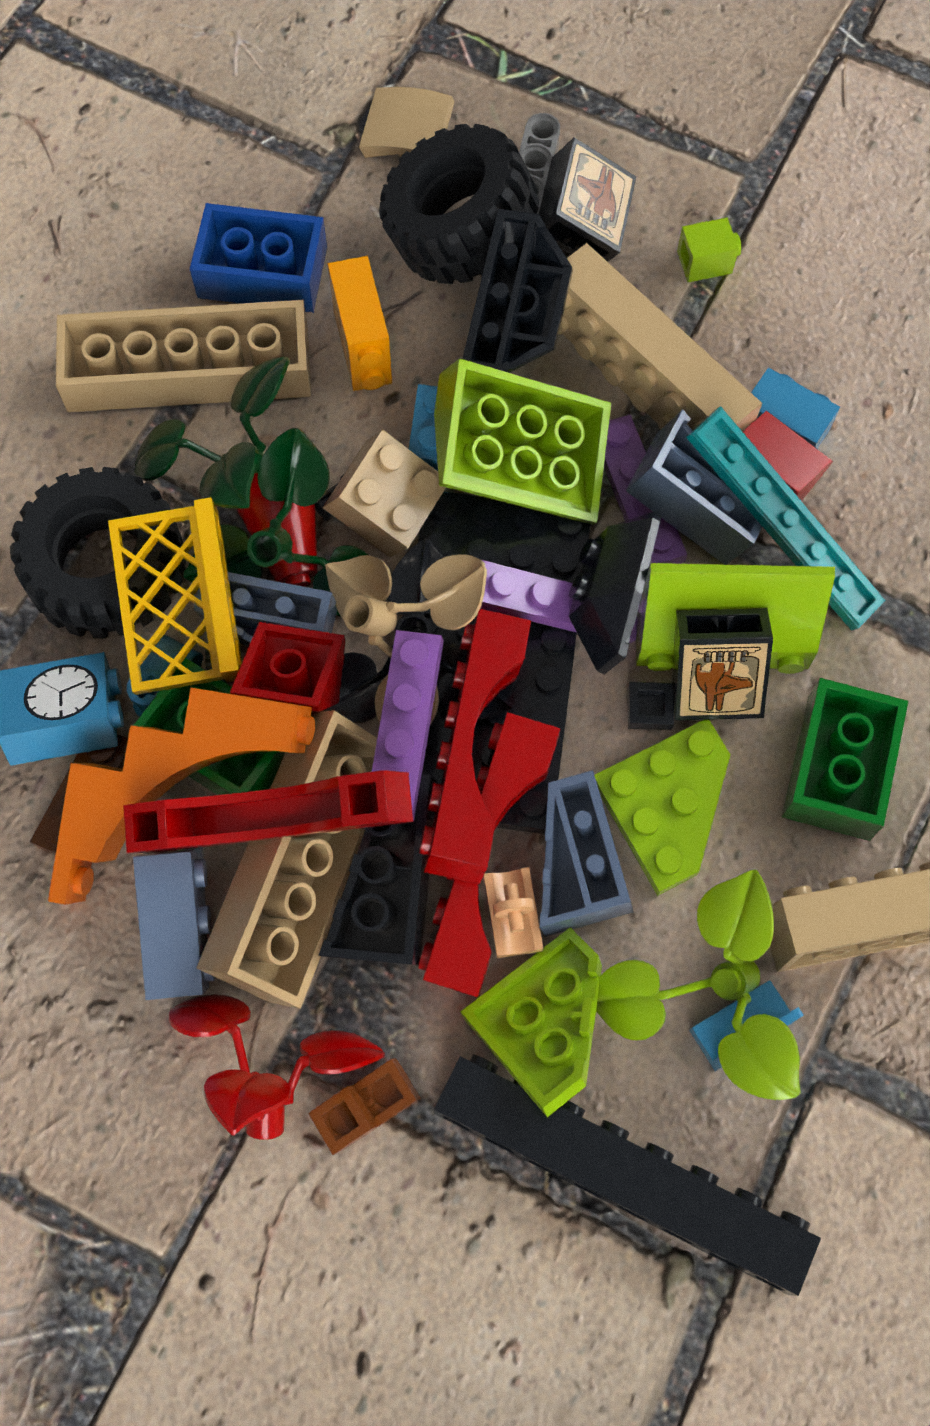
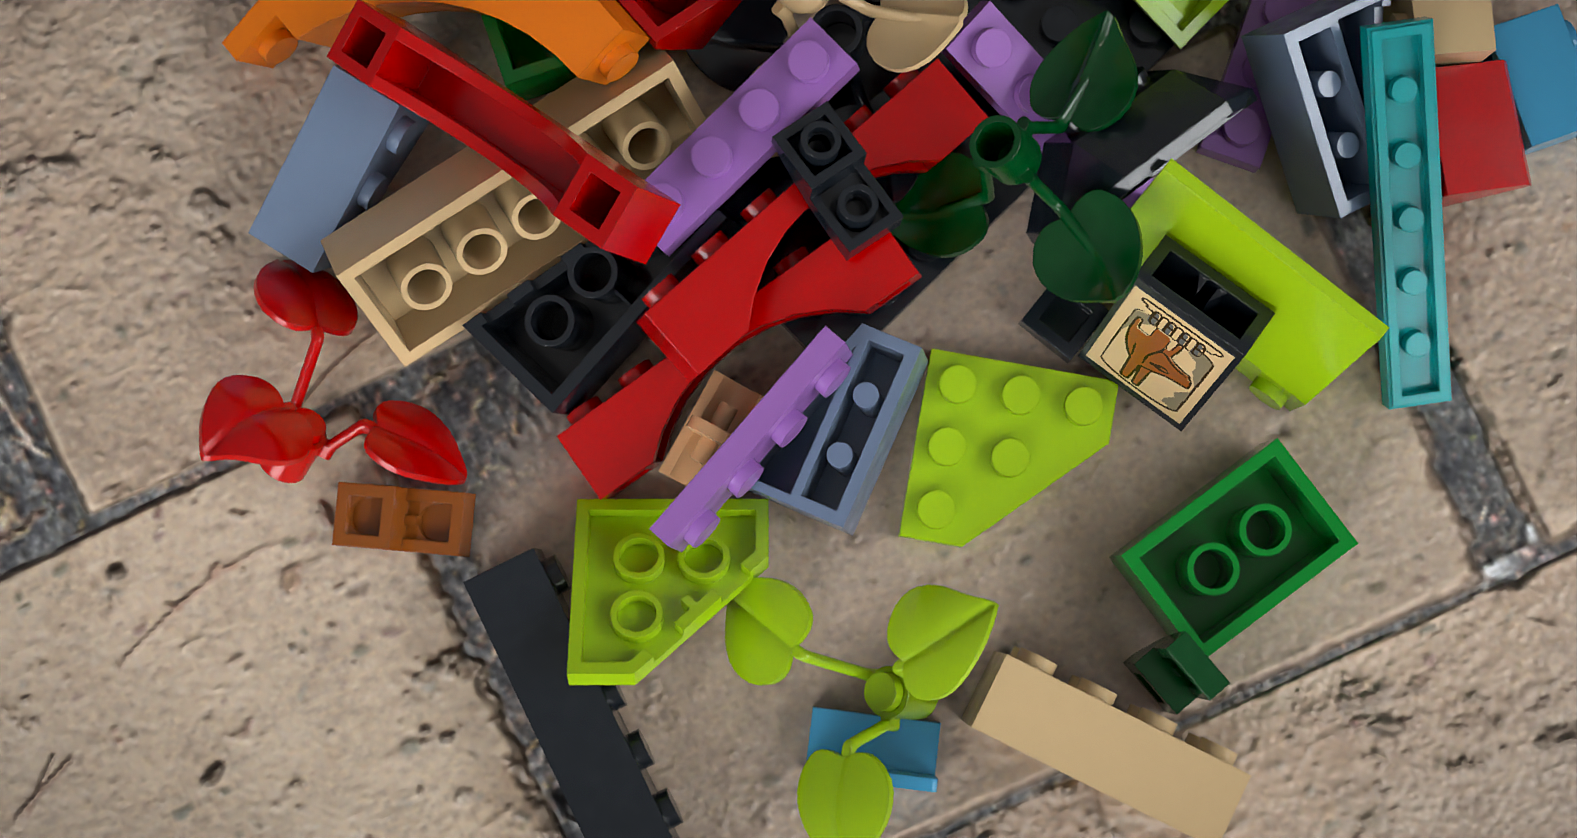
camera: 40 degrees right, 15 degrees up
(474, 707) = (835, 182): none -> black slope
(544, 911) = (771, 422): none -> medium lavender plate
(646, 639) = (1098, 244): none -> dark green plant
(873, 844) = (1176, 672): none -> dark green slope

